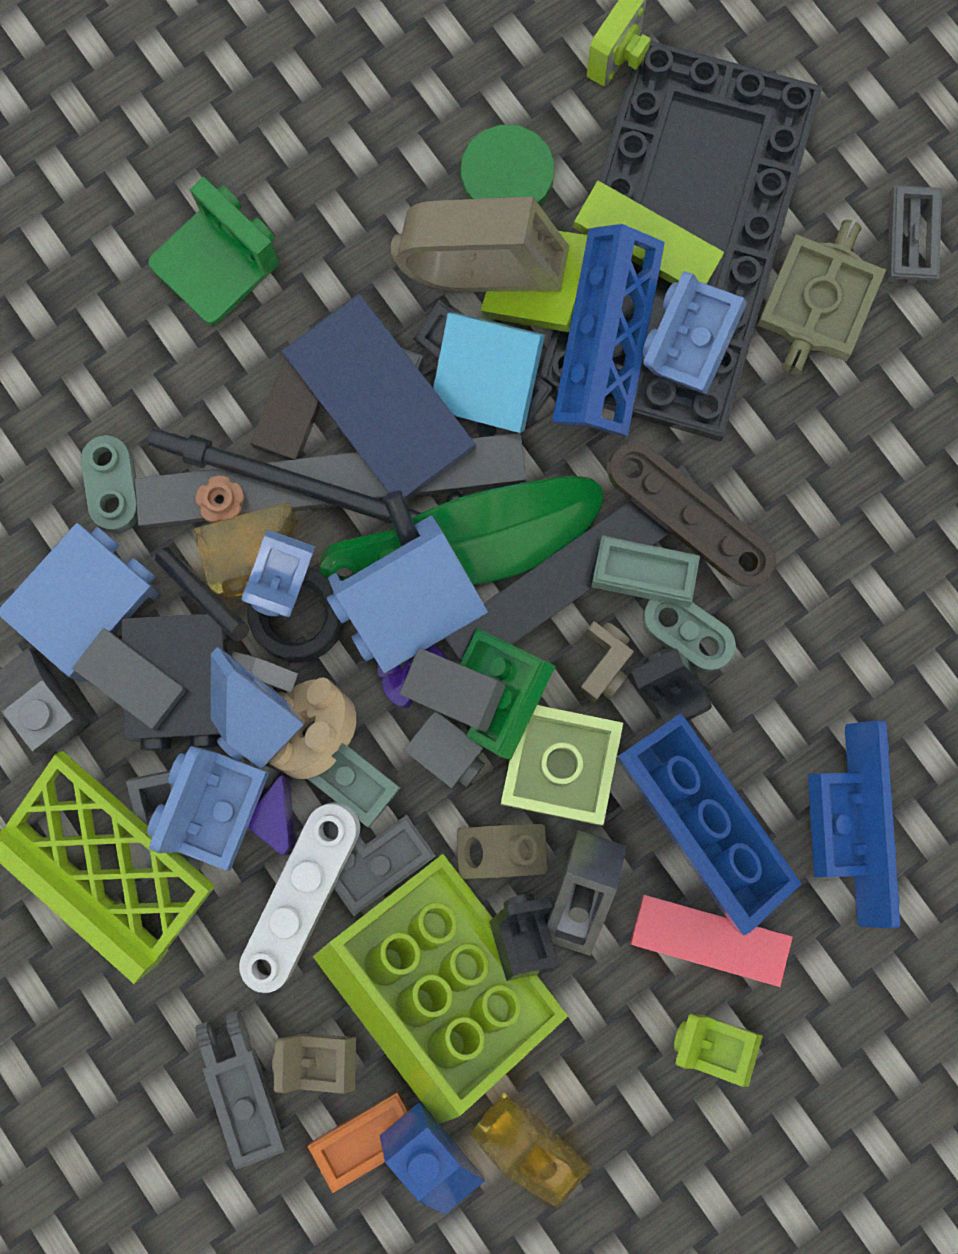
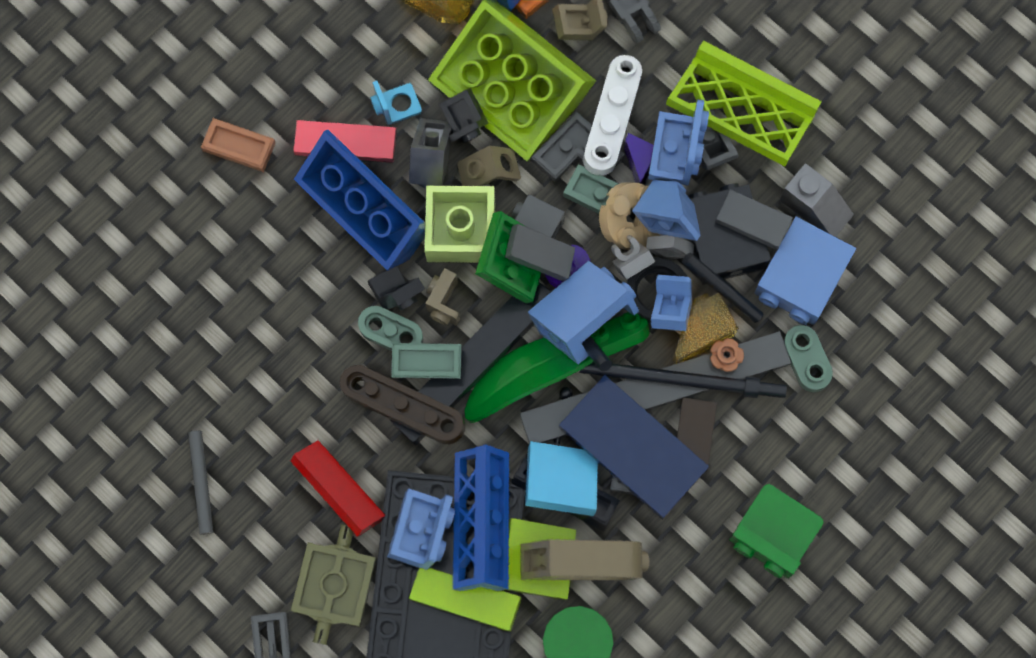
camera: 165 degrees right, 5 degrees down
(320, 656) = (632, 261): none -> light grey tile
(643, 982) = (383, 103): none -> medium azure bracket
(717, 1048) = (331, 76): lime bracket -> none
(798, 421) = (337, 488): none -> red tile
(855, 825) = (263, 226): blue bracket -> none
(874, 968) = (238, 145): none -> nougat tile

